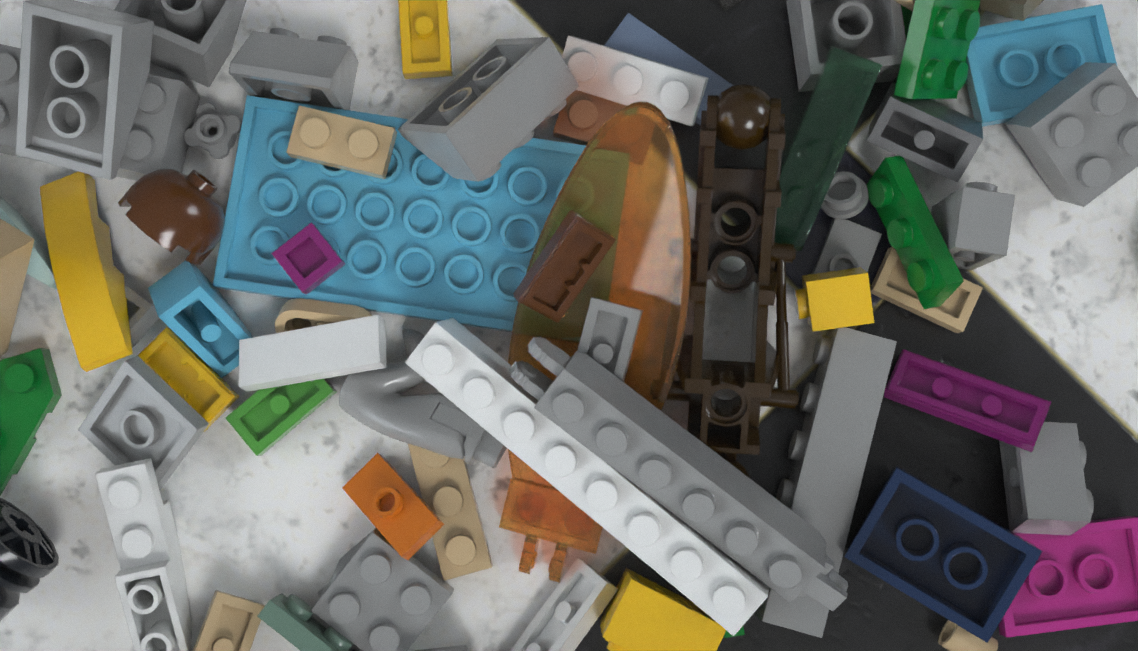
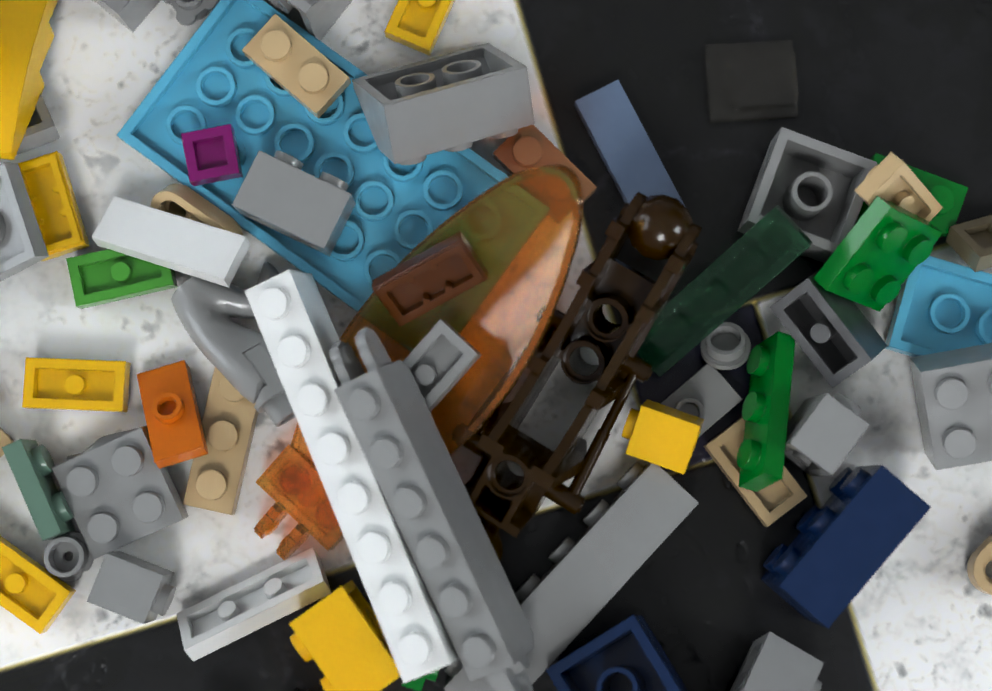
camera: 30 degrees right, 0 degrees up
(177, 211) = (118, 54): reddish brown cylinder -> none
(200, 316) = (91, 156): medium azure slope -> none
(292, 525) = (76, 384): none -> yellow plate
(404, 261) = (295, 201): none -> light grey brick
(634, 79) = (588, 143): white plate -> none
(967, 400) = (736, 590): magenta tile -> none
(1040, 310) = (843, 542): none -> dark blue brick

